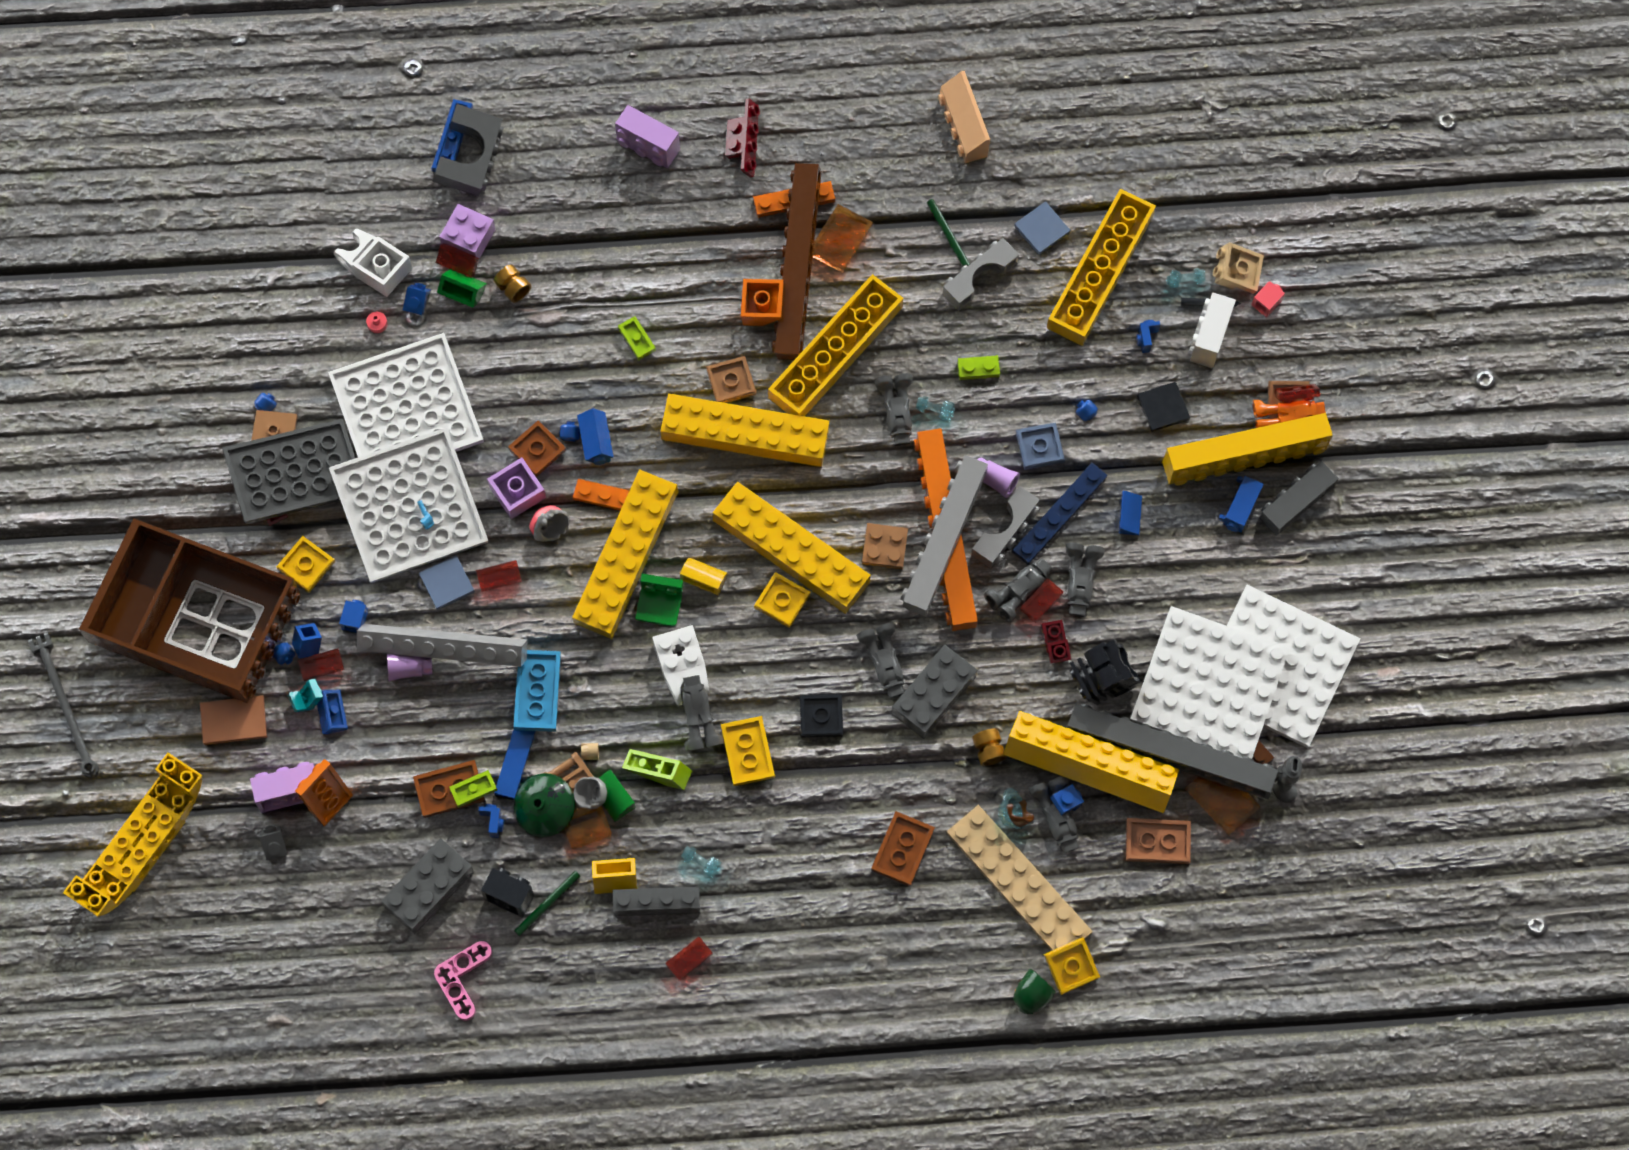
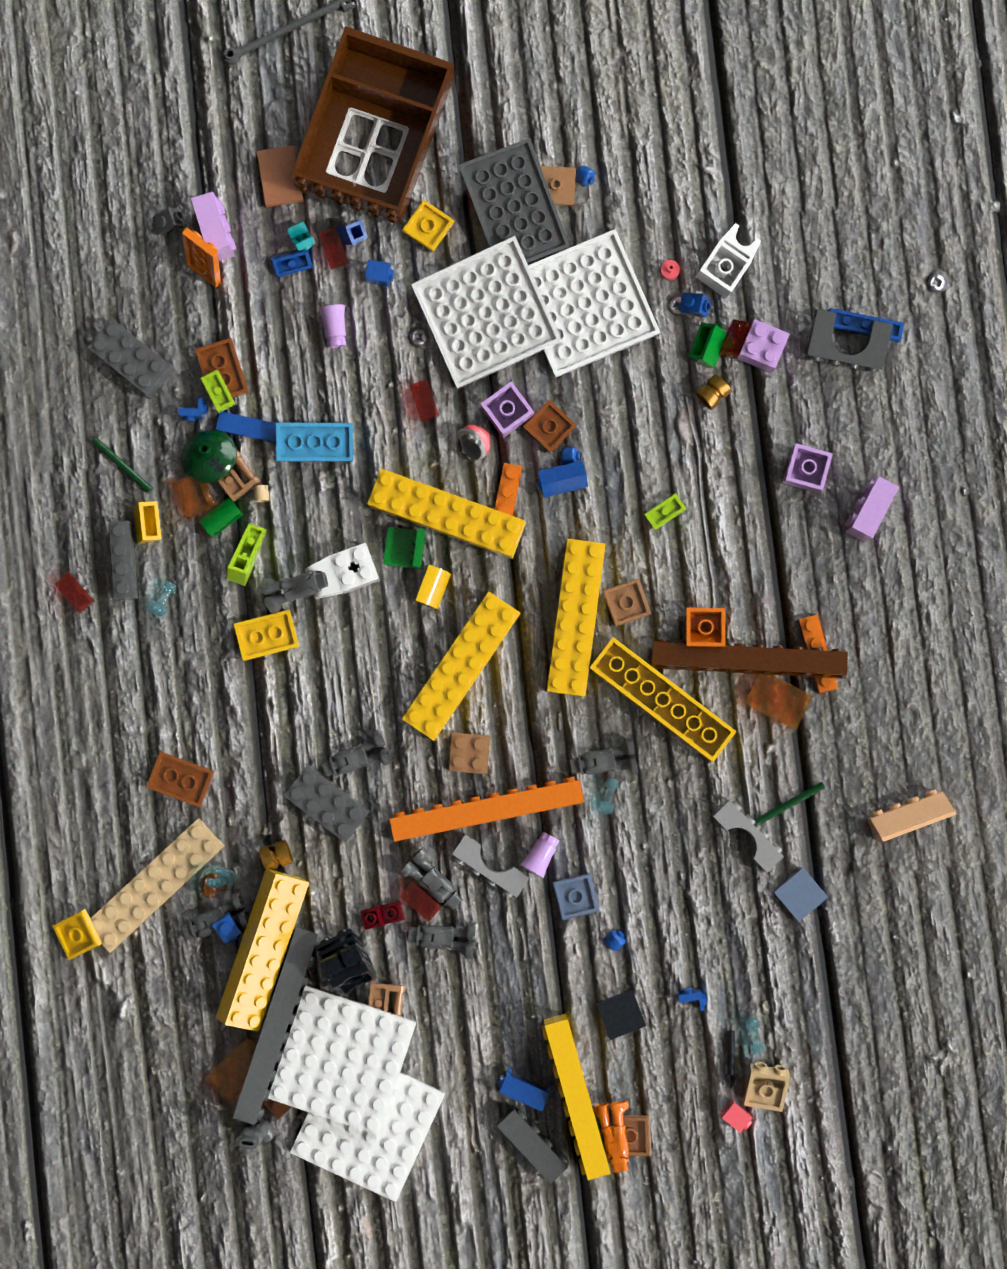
camera: 90 degrees right, 15 degrees up
(139, 840) = (154, 98): yellow slope -> none
(283, 653) = (344, 214): blue piece -> none
(427, 521) = (469, 331): dark azure hand -> none
(442, 645) = (350, 353): light grey brick -> none
(446, 582) = (417, 354): sand blue tile -> none
(456, 972) = (58, 389): bright pink beam -> none
(508, 891) = (124, 428): black brick -> none
(590, 792) = (217, 495): light grey hair -> none
(600, 196) = (807, 468): none -> lavender brick
(742, 138) = (878, 601): dark red bracket -> none
(782, 599) = (412, 660): yellow plate -> none
(821, 715) = (304, 700): black tile -> none
(945, 535) = (473, 809): light grey brick -> none
(978, 367) = (652, 836): lime plate -> none
(1032, 993) = (49, 900): dark green piece -> none
(1059, 513) = (509, 916): dark blue plate -> none
(1101, 267) = (760, 953): yellow brick -> none
(1130, 513) = (511, 983): blue slope -> none
(1143, 646) = (380, 996): none -> medium nougat plate
(1158, 841) = (197, 1012): nougat tile -> none
(1211, 329) = (697, 1061): white brick -> none
(1303, 392) = (635, 1145): clear red plate -> none

